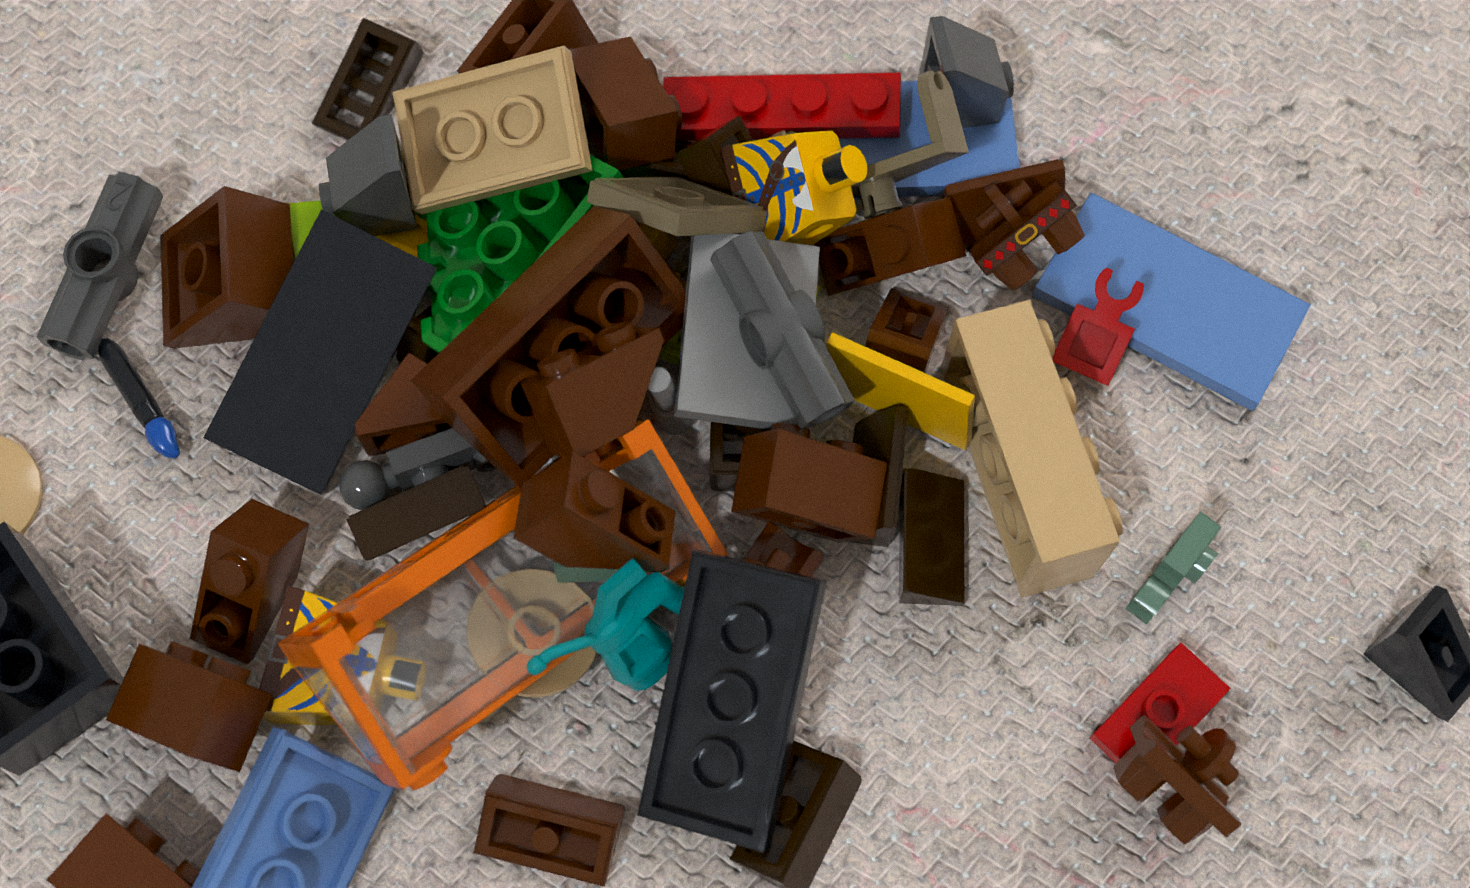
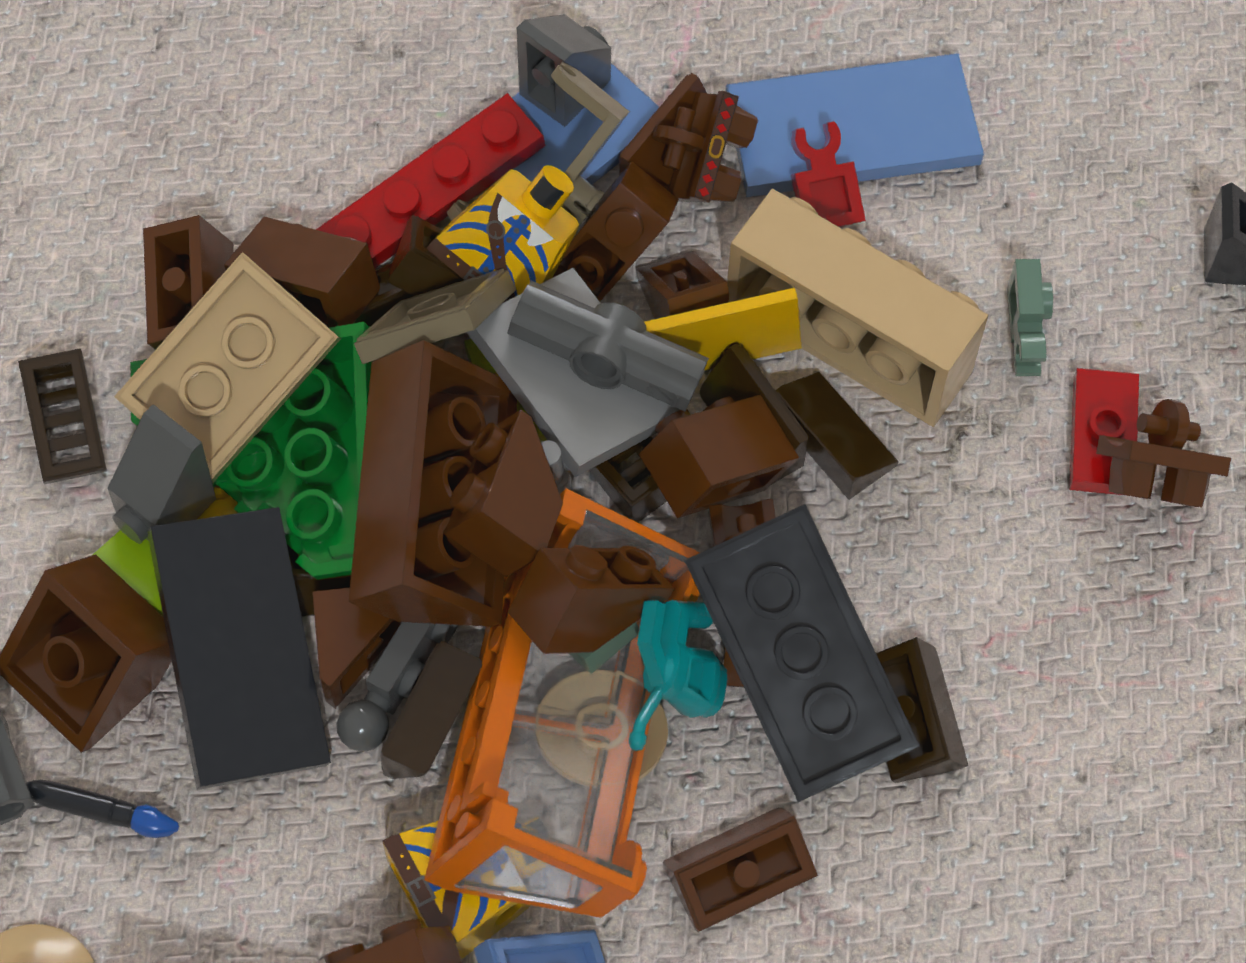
camera: 40 degrees left, 5 degrees down
(246, 578) = (335, 870): reddish brown slope -> none

